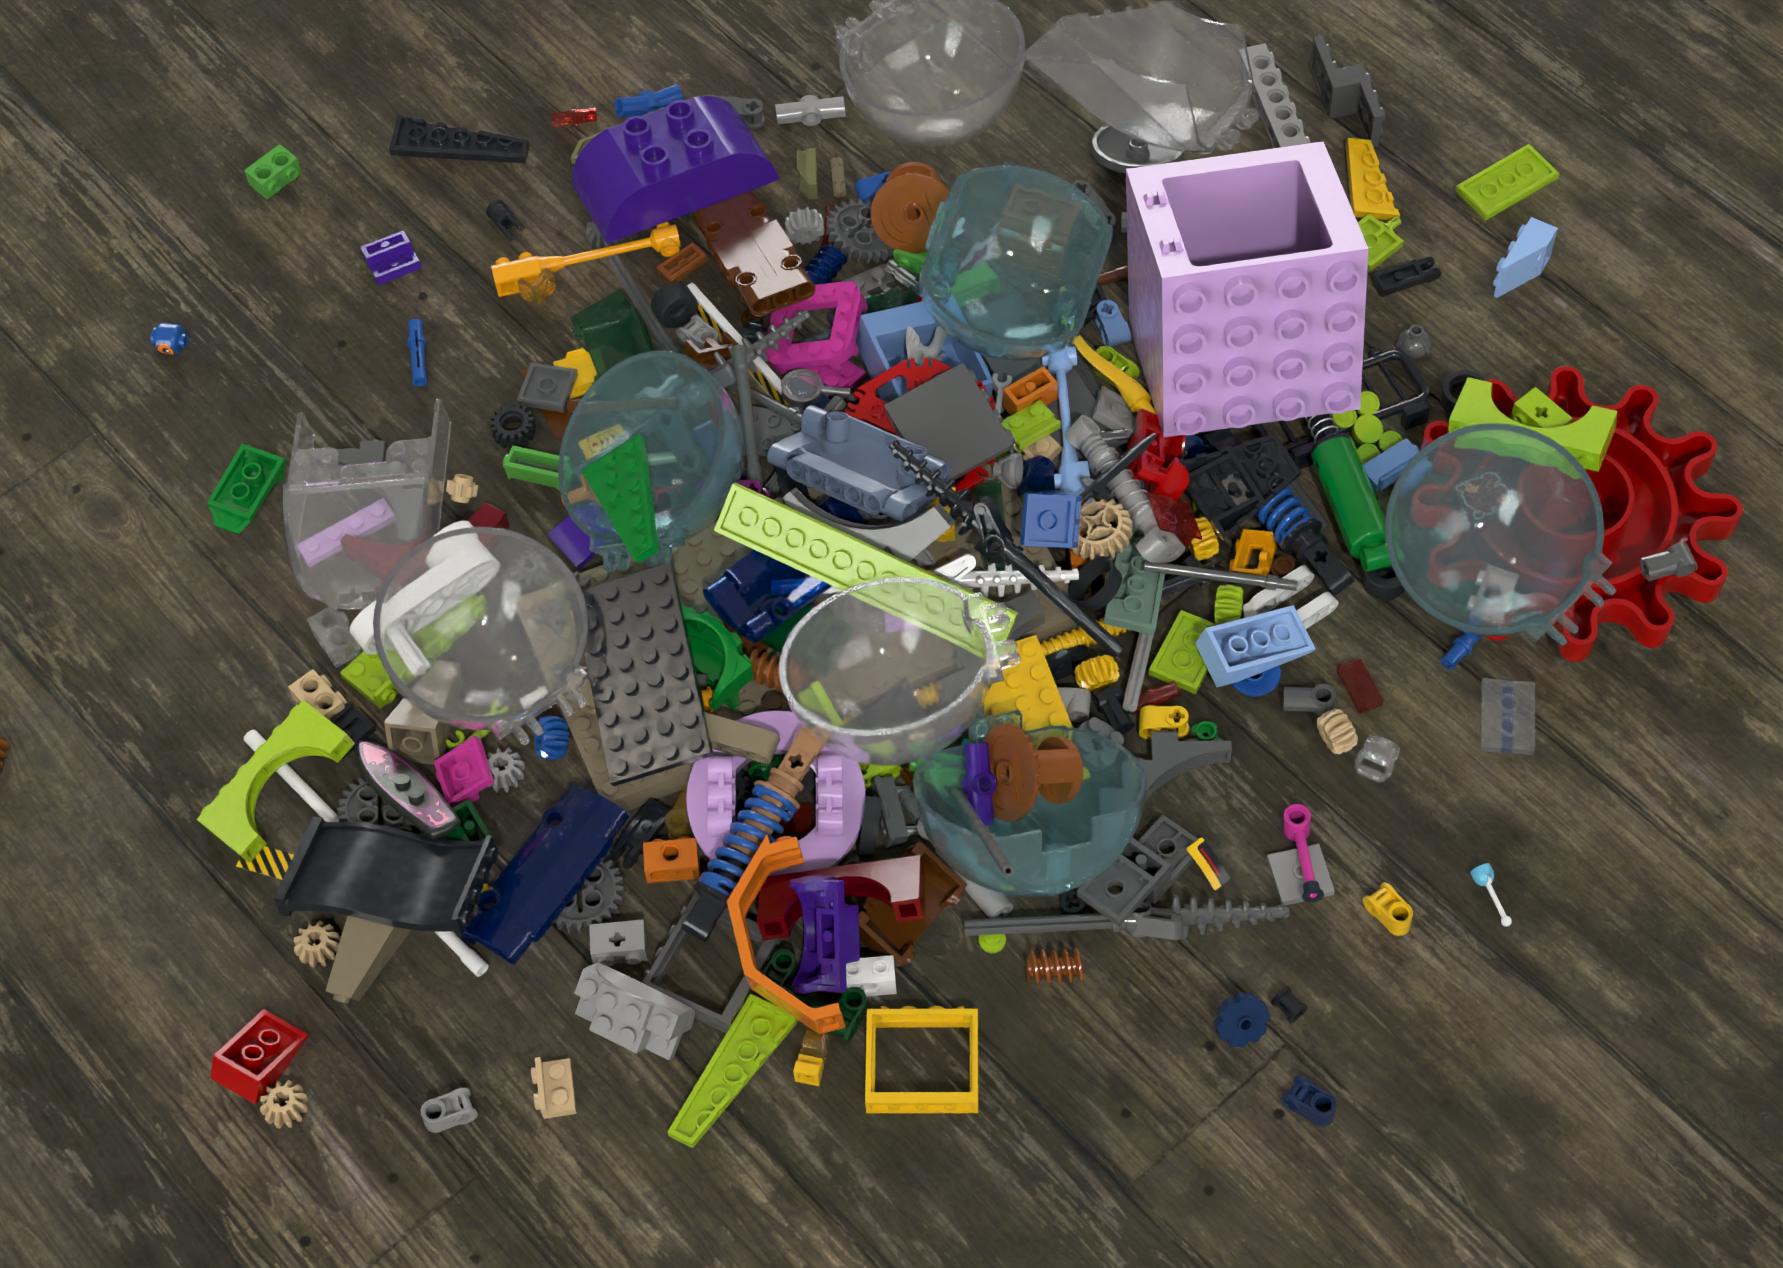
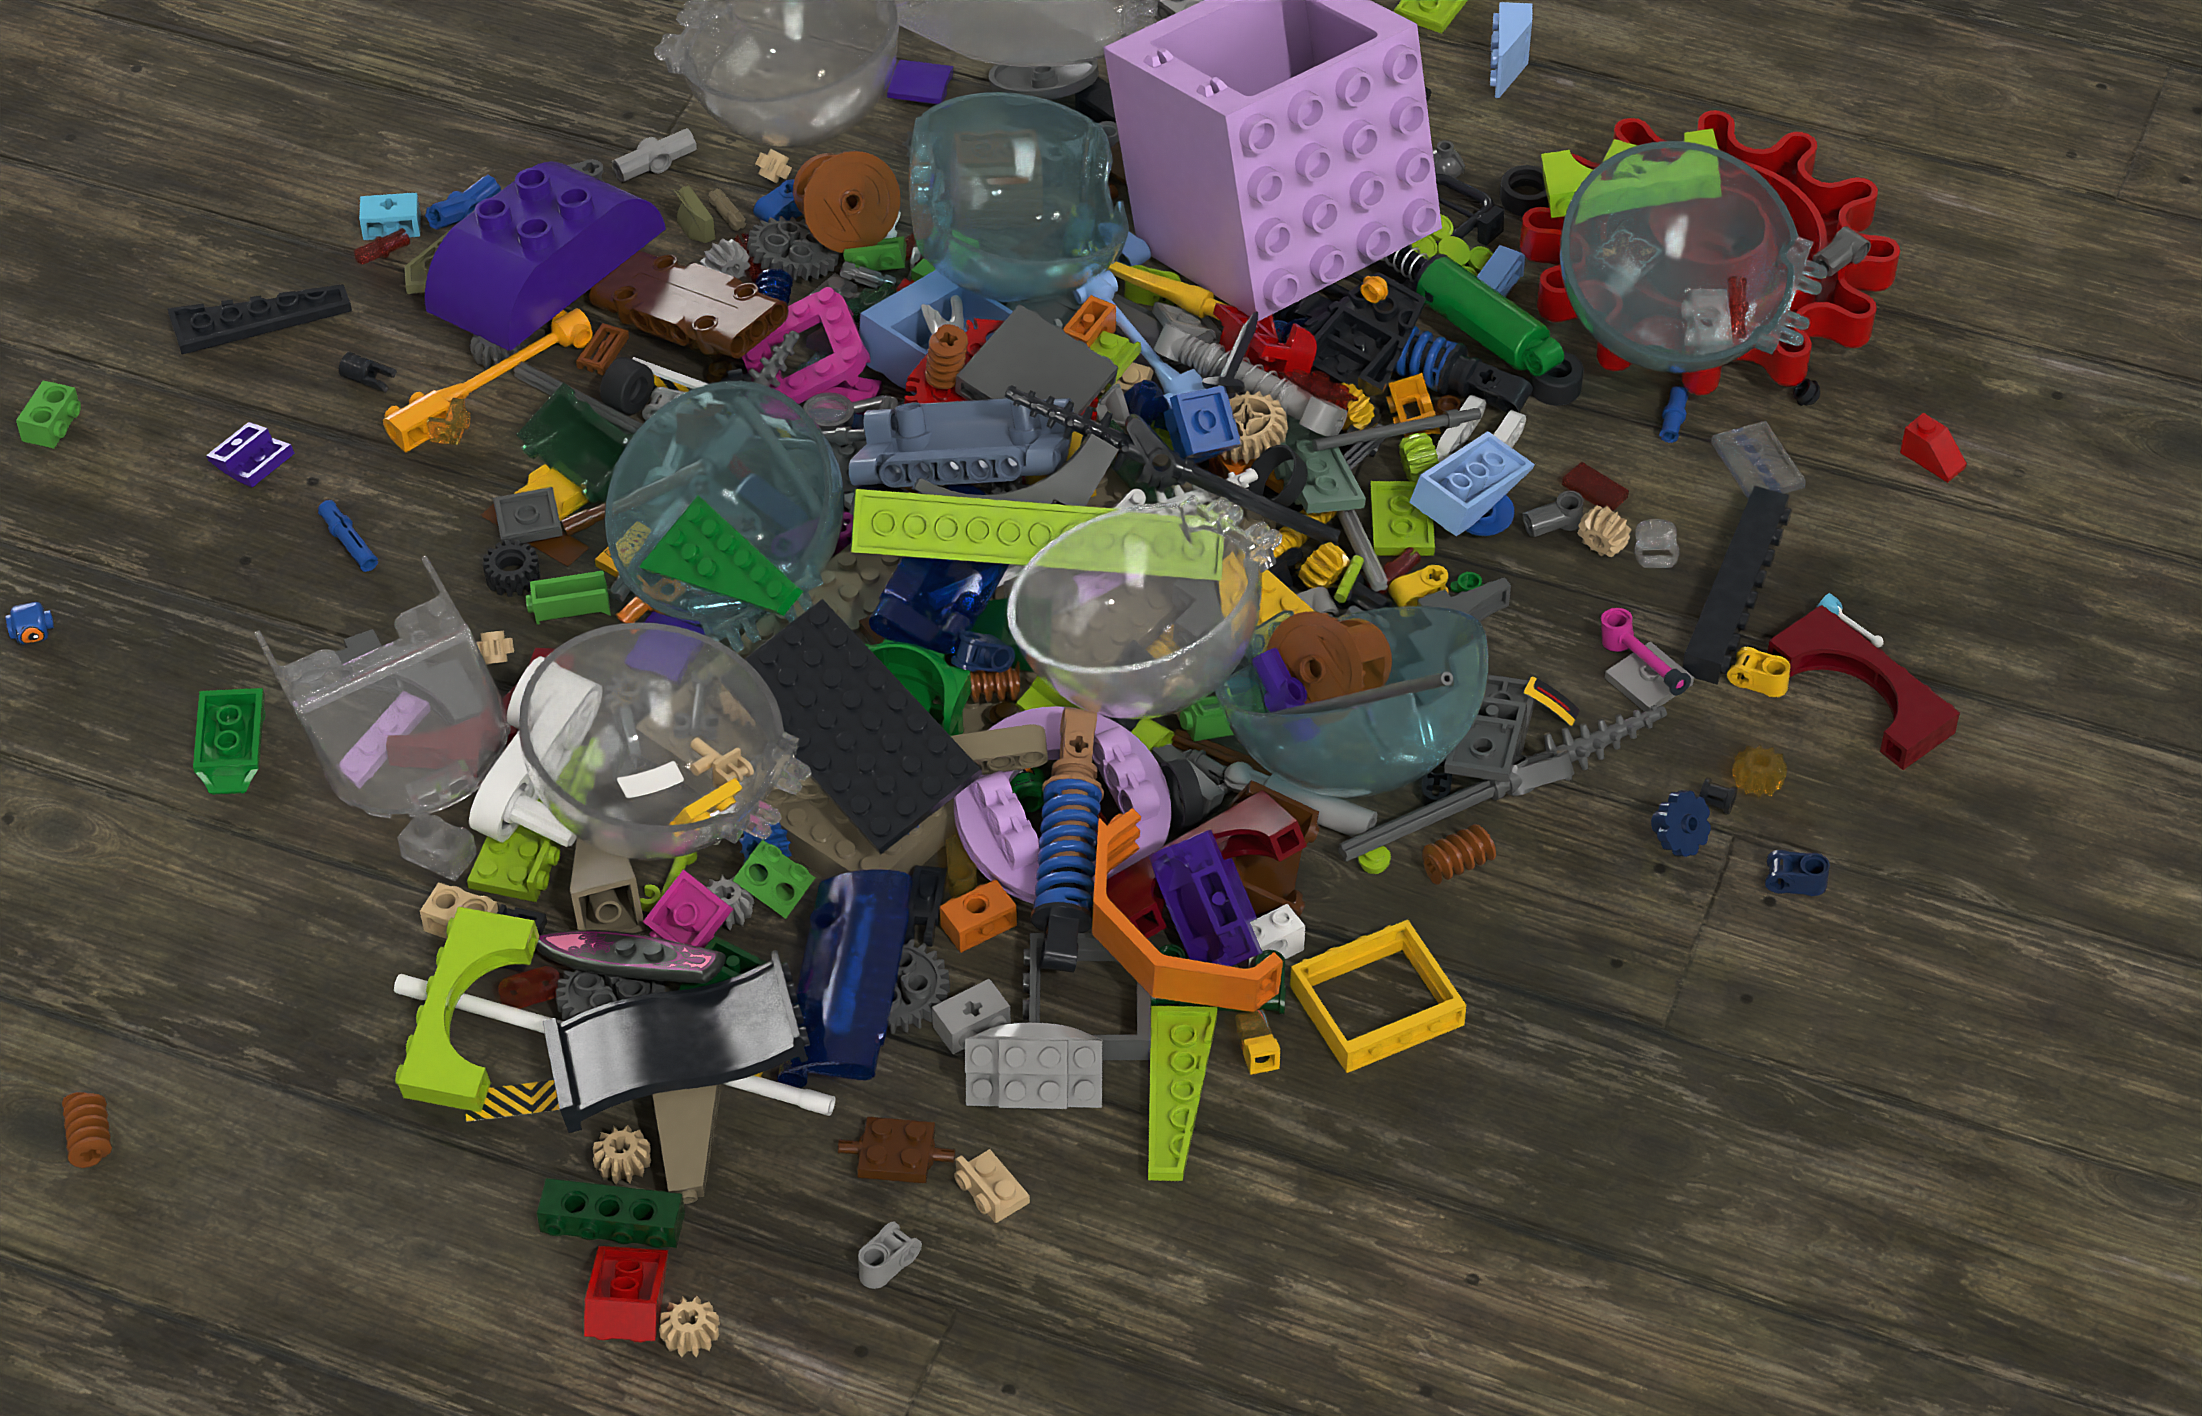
camera: 30 degrees left, 10 degrees down
(255, 962) = (597, 1201): none -> dark green brick
(335, 776) = (529, 987): none -> clear red beam
(468, 662) = (651, 780): none -> white sticker
(502, 701) = (719, 799): none -> yellow plate
(506, 1027) = (896, 1150): none -> reddish brown plate
(524, 674) = (724, 767): none -> tan arm
(539, 768) = (770, 884): none -> bright green brick
(593, 91) = (388, 213): none -> medium azure brick
(767, 649) = (982, 653): none -> dark blue piece
(883, 385) = (946, 356): none -> dark orange piece
(890, 153) = (773, 165): none -> tan gear
(1044, 117) = (920, 82): none -> dark purple slope
(1107, 692) = (1349, 579): none -> lime wheel
(1261, 449) = (1374, 289): none -> light orange plate
(1326, 1001) = (1759, 770): none -> clear yellow gear
(1418, 822) = (1736, 585): none -> black brick
(1459, 906) = (1918, 713): none -> dark red arch
(1525, 590) = (1737, 305): none -> clear red pin
(1584, 670) = (1807, 392): none -> black plate
(1658, 765) = (1932, 447): none -> red slope

